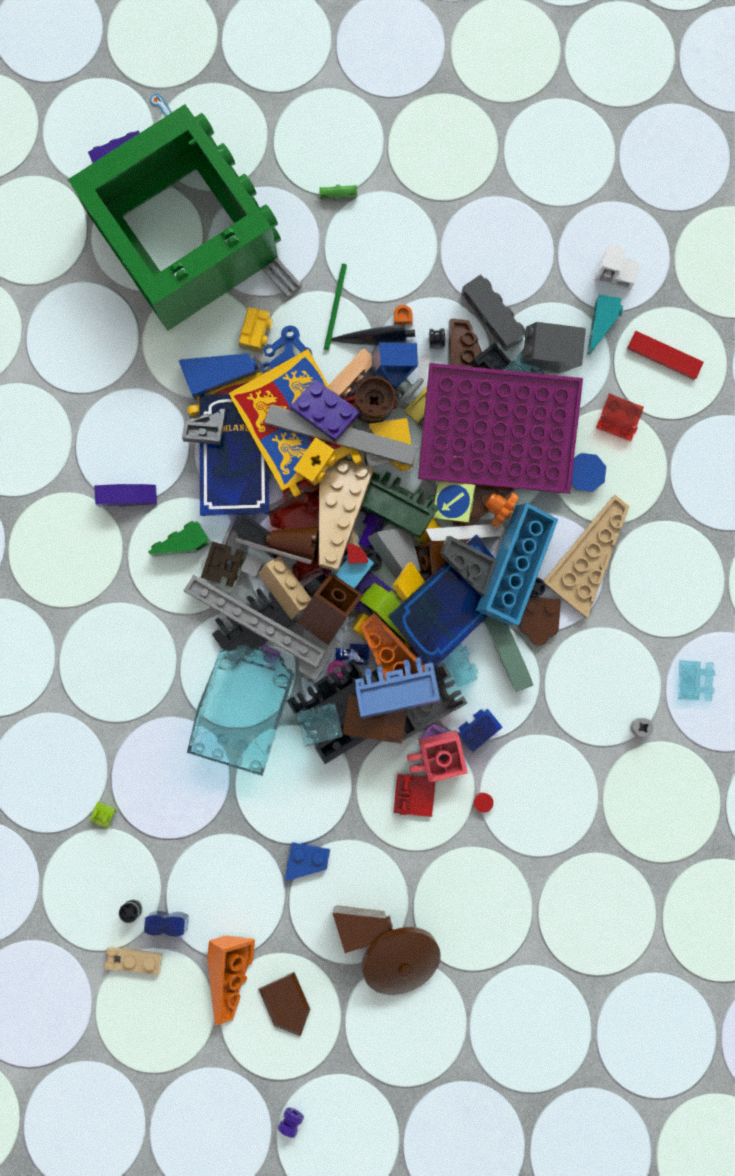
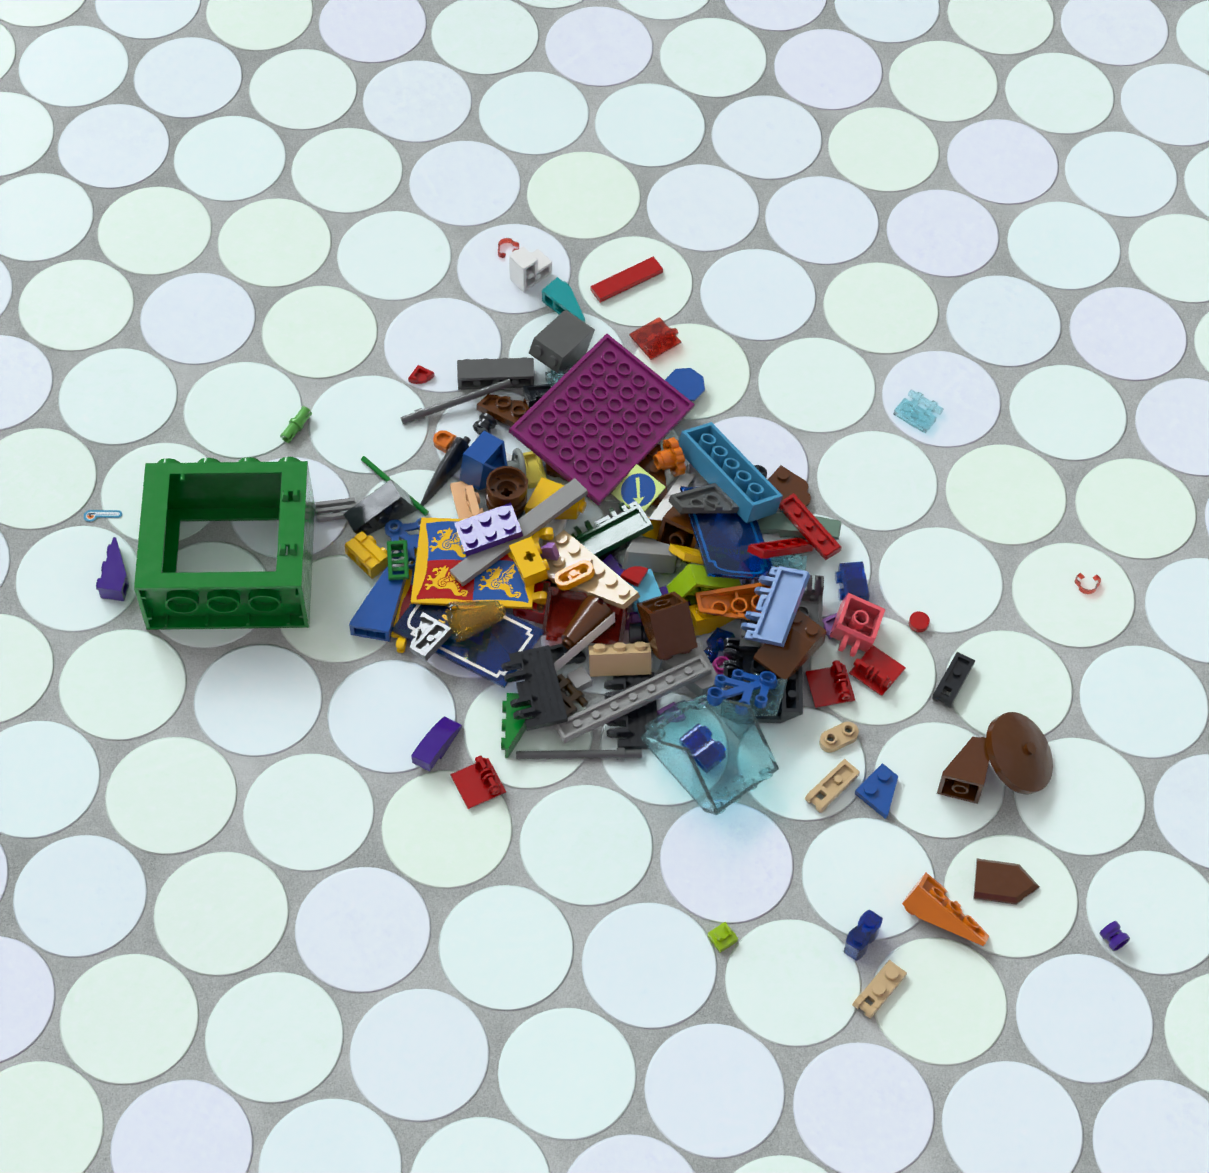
camera: 60 degrees left, 25 degrees down
(114, 548) = (478, 782): none -> red hinge
(127, 914) = (832, 956): black wheel -> none
(207, 639) = (620, 754): none -> dark grey bar
(213, 543) = (538, 689): none -> black hinge
(240, 452) = (473, 617): none -> clear yellow cone
(246, 703) = (703, 748): none -> clear blue brick
(260, 363) = (394, 546): none -> green slope
(285, 822) = (832, 785): none -> tan plate
(299, 311) = (380, 507): none -> black wedge
(308, 708) = (765, 681): none -> blue plant
(326, 507) = (574, 575): none -> light orange plate
(333, 800) = (840, 737): none -> tan plate
(338, 472) = (550, 551): none -> medium lavender tile
(375, 766) = (830, 685): none -> red hinge
(414, 280) = (419, 414): none -> dark grey bar
(445, 862) = (953, 679): none -> black plate
(453, 255) = (420, 375): none -> red tile
(468, 652) = (780, 548): none -> red tile
(508, 663) = (809, 527): none -> red tile
(585, 563) = (760, 428): tan wing -> none
(616, 913) = (1083, 590): none -> clear red piece
(620, 238) = (506, 240): none -> clear red piece
(637, 727) = (928, 472): light grey wheel -> none

